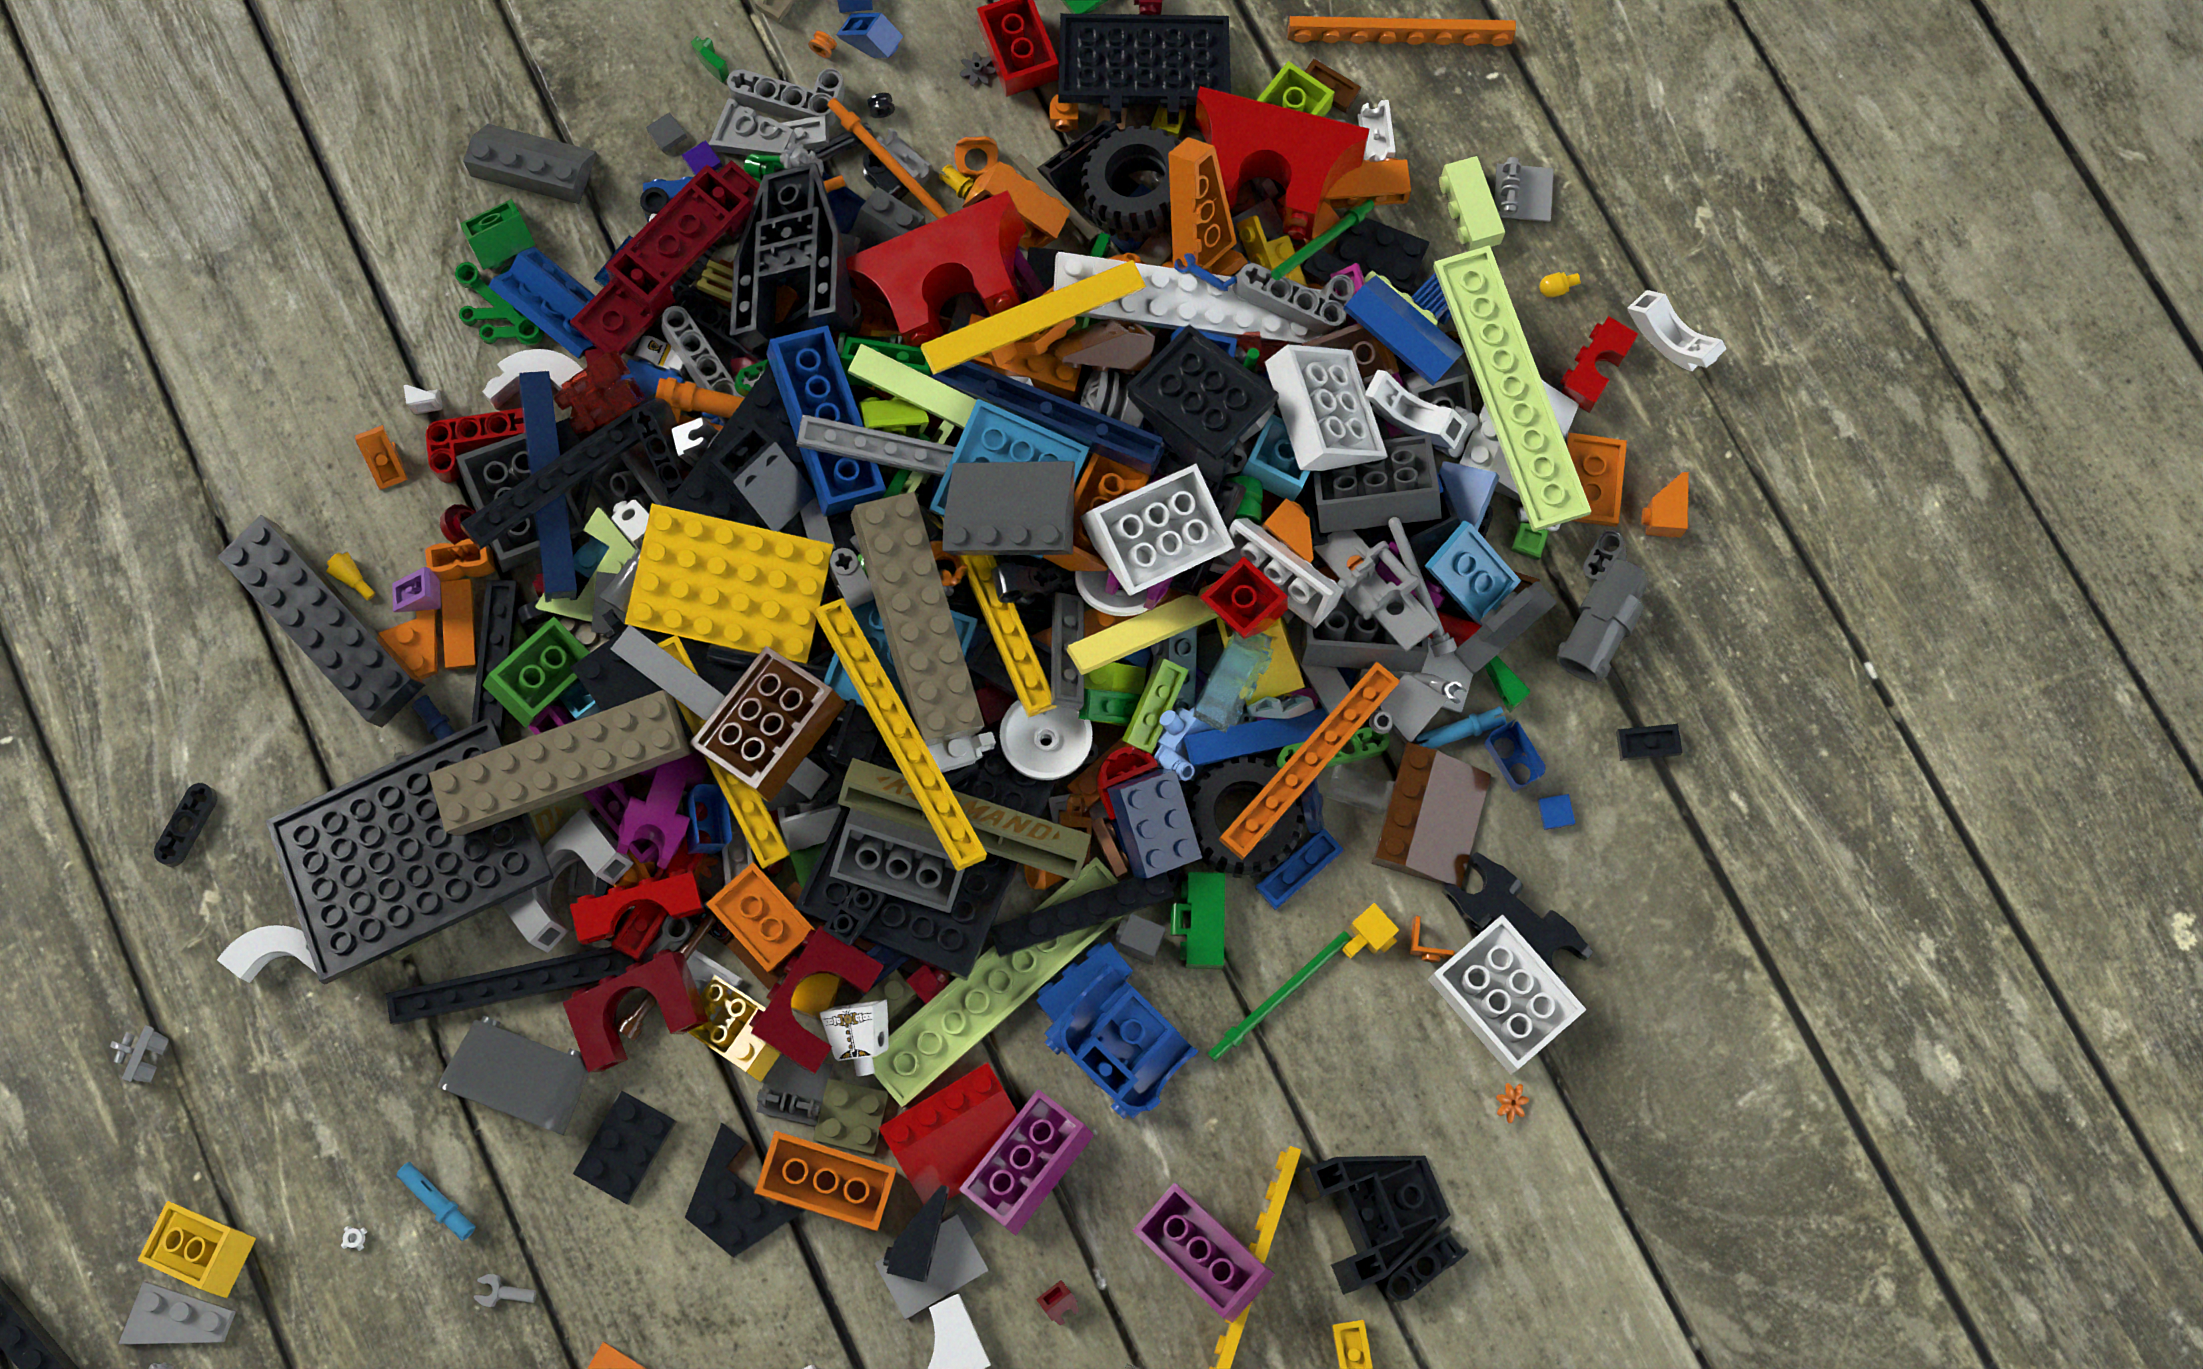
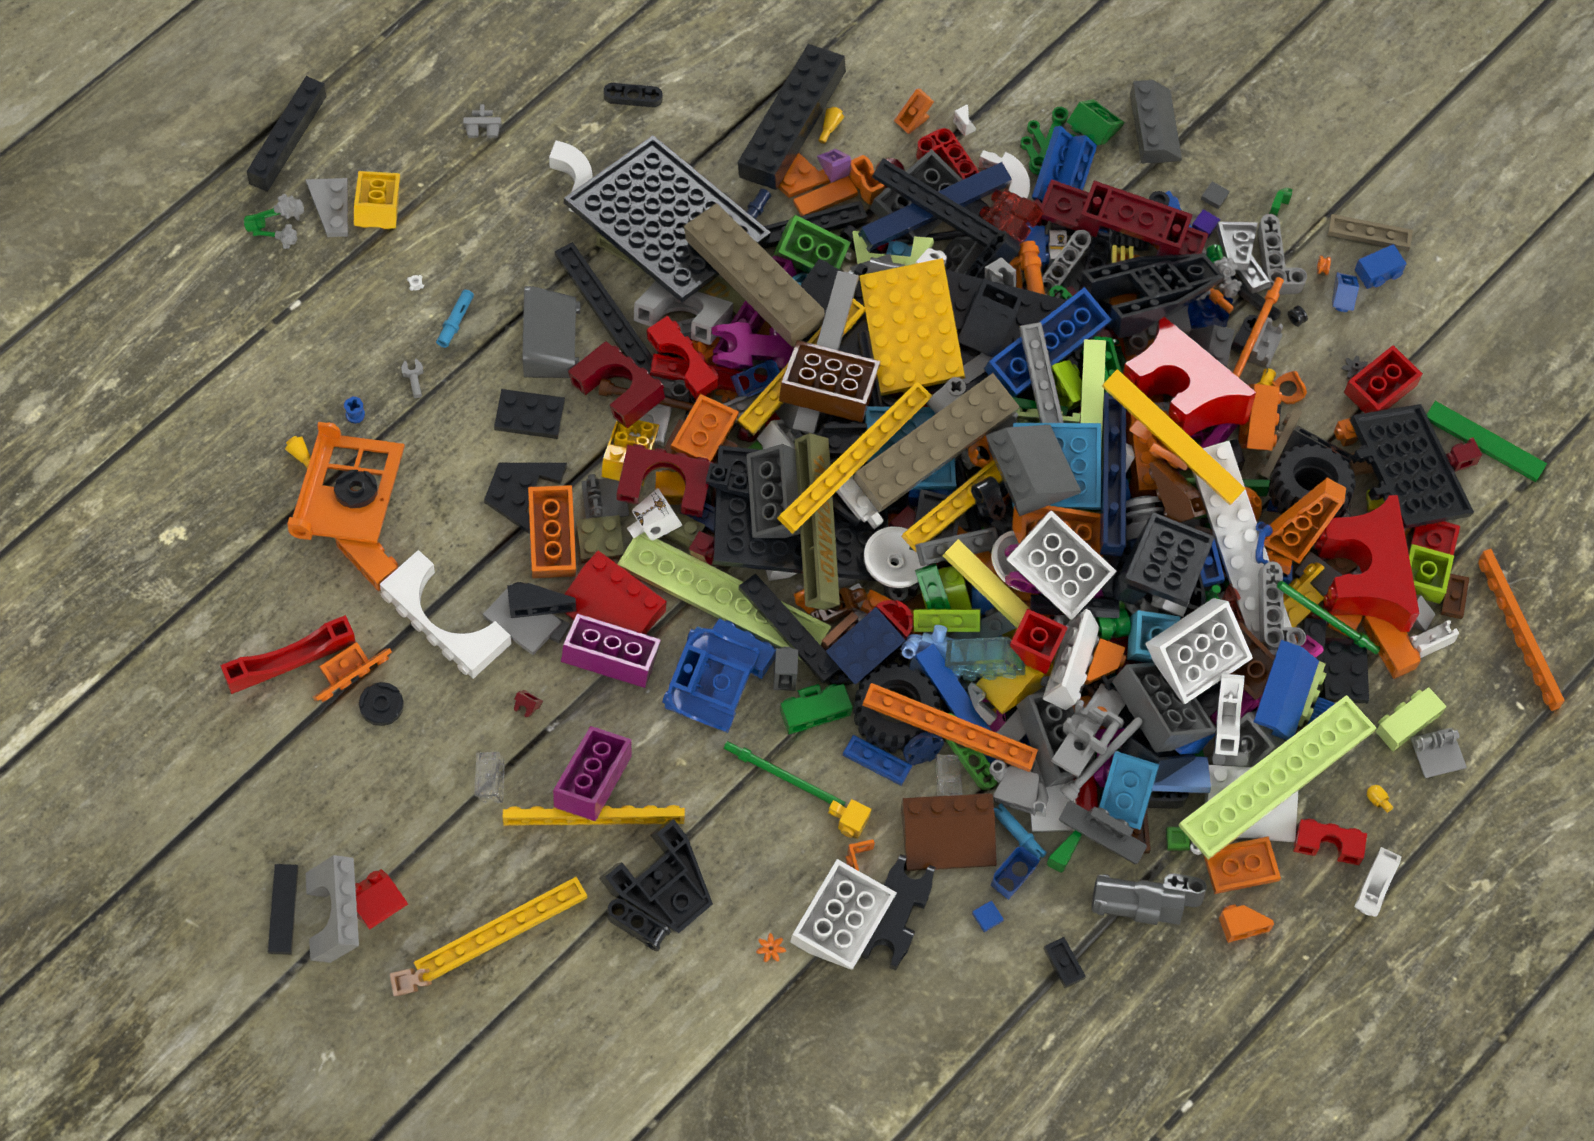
camera: 65 degrees right, 10 degrees down
(1250, 71) = (1437, 536): none -> red plate

